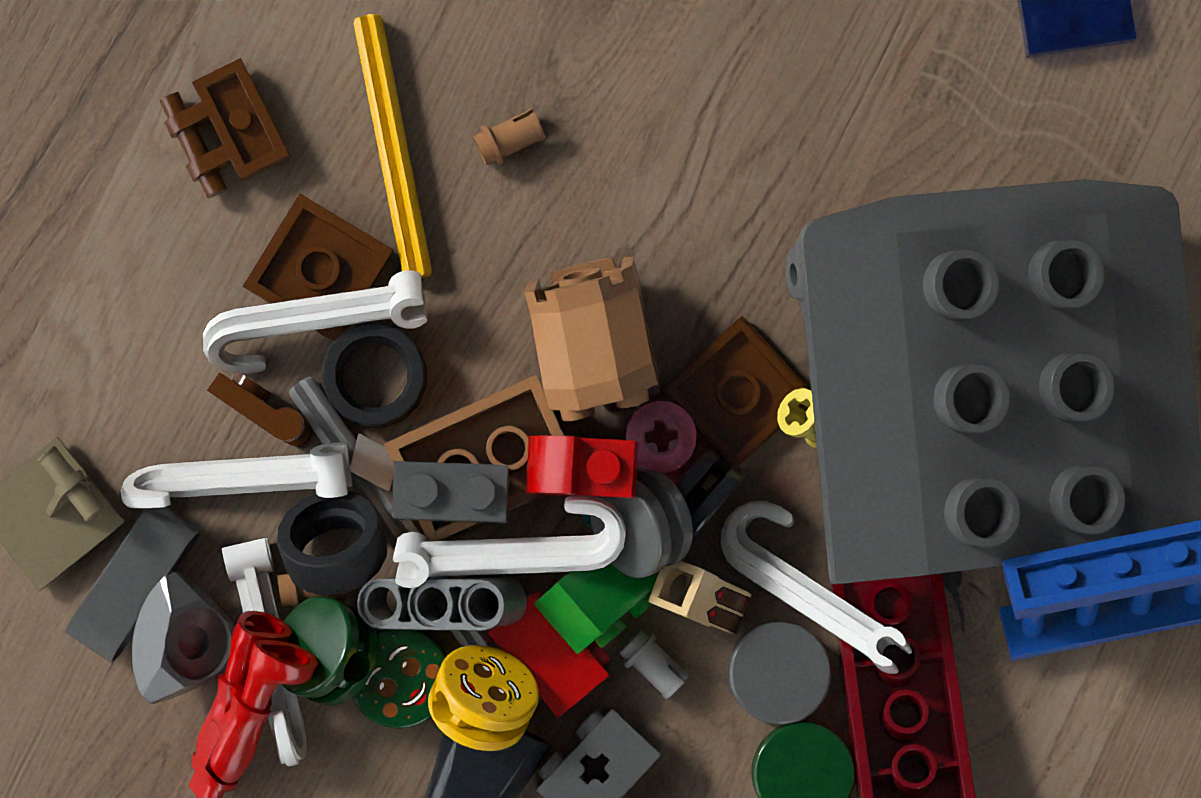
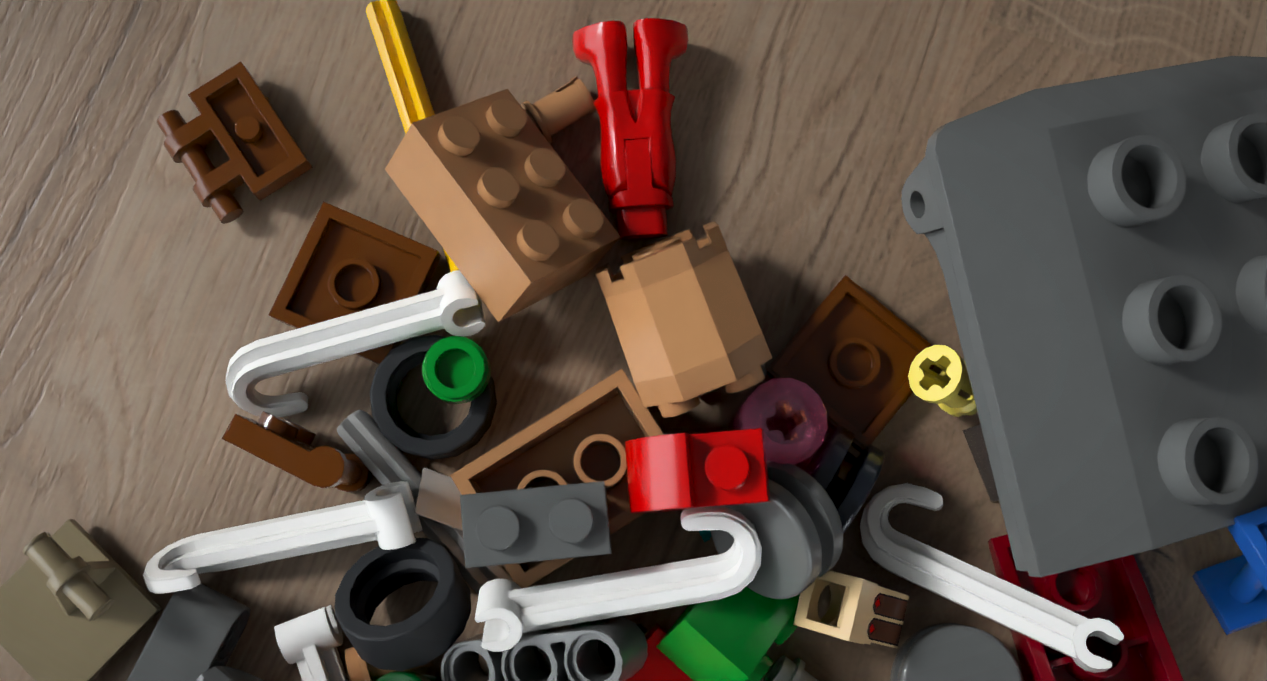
camera: 10 degrees left, 5 degrees down
(398, 356) = (456, 370): none -> green tile
(453, 218) = (500, 202): none -> medium nougat brick
(577, 159) = (635, 123): none -> red piece

